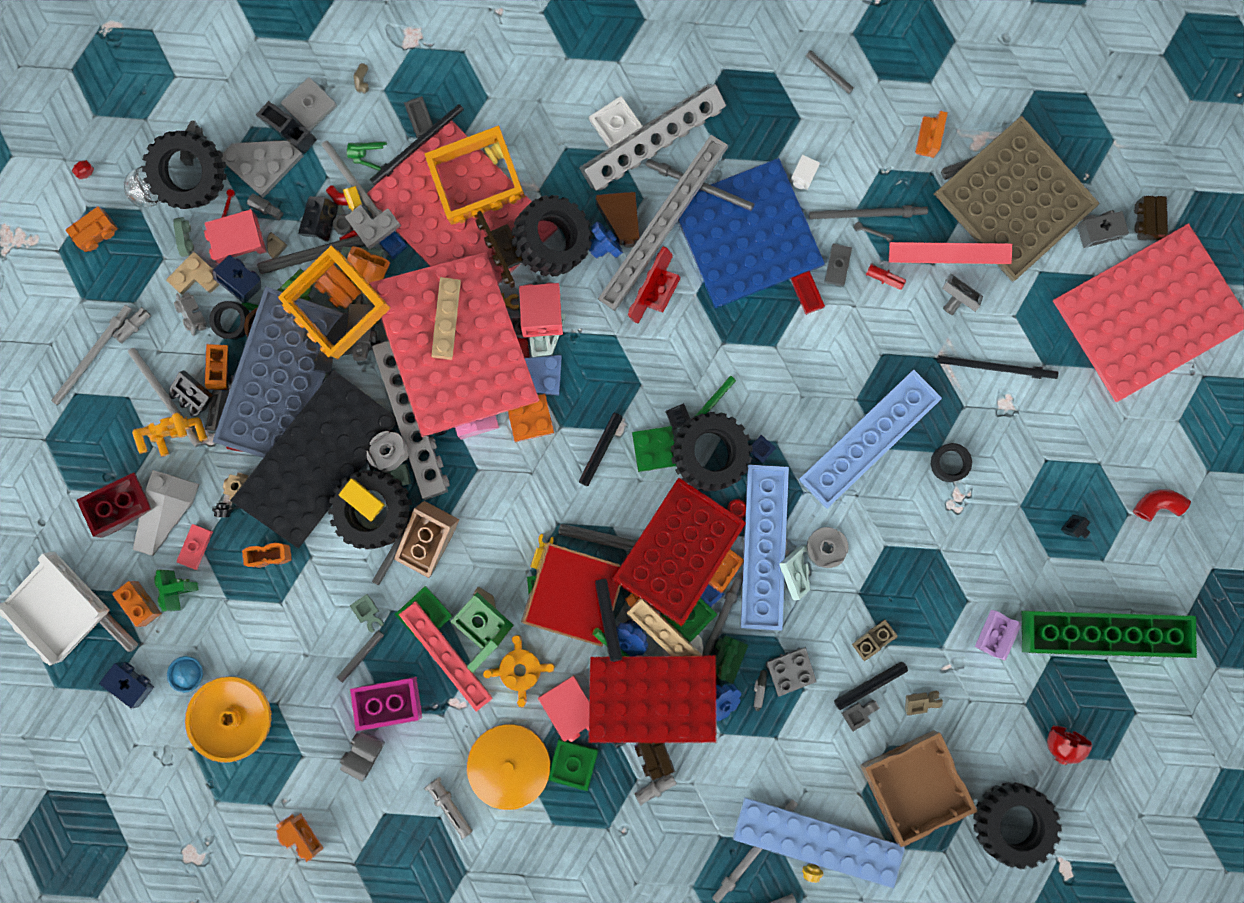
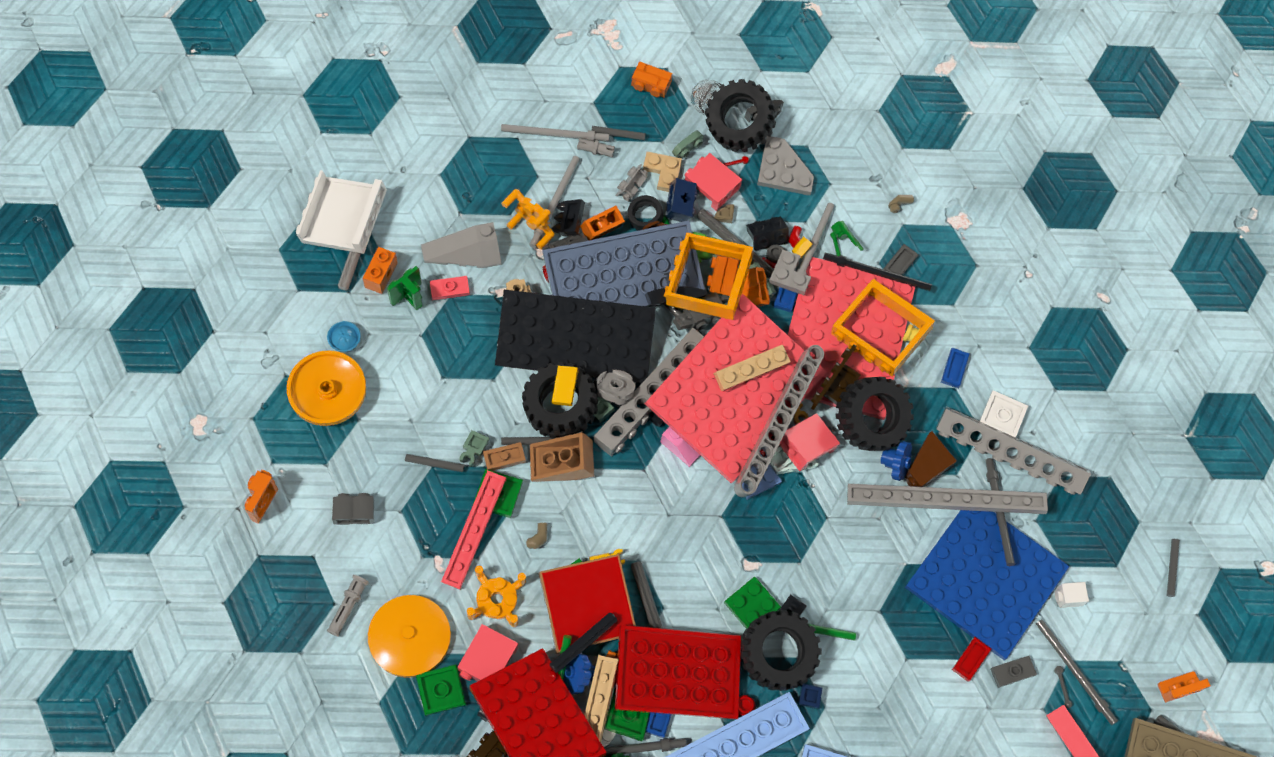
camera: 55 degrees right, 15 degrees down
(83, 169) = (692, 48): red tile -> none
(114, 506) = (447, 211): dark red slope -> none
(116, 684) = (311, 298): dark blue brick -> none
(129, 294) = (620, 133): none -> dark grey bar
(222, 510) = (491, 291): black plate -> none
(264, 206) = (750, 189): dark grey bar -> none
(270, 554) = (475, 343): orange brick -> none
(286, 127) = (824, 170): black slope -> none
(308, 104) = (853, 176): light grey plate -> none
(386, 704) = (407, 503): dark pink brick -> none
(392, 589) = (504, 456): none -> medium nougat plate
(485, 636) = (508, 550): bracket -> none
(486, 280) = (773, 427): none -> light grey beam
(531, 420) = (711, 488): orange plate -> none
(547, 135) = (955, 368): none -> blue tile
(600, 449) = (723, 559): black axle -> none
(657, 287) = (889, 526): red bracket -> none
(726, 571) = (685, 725): orange plate -> none
(886, 277) = (1031, 719): axle -> none

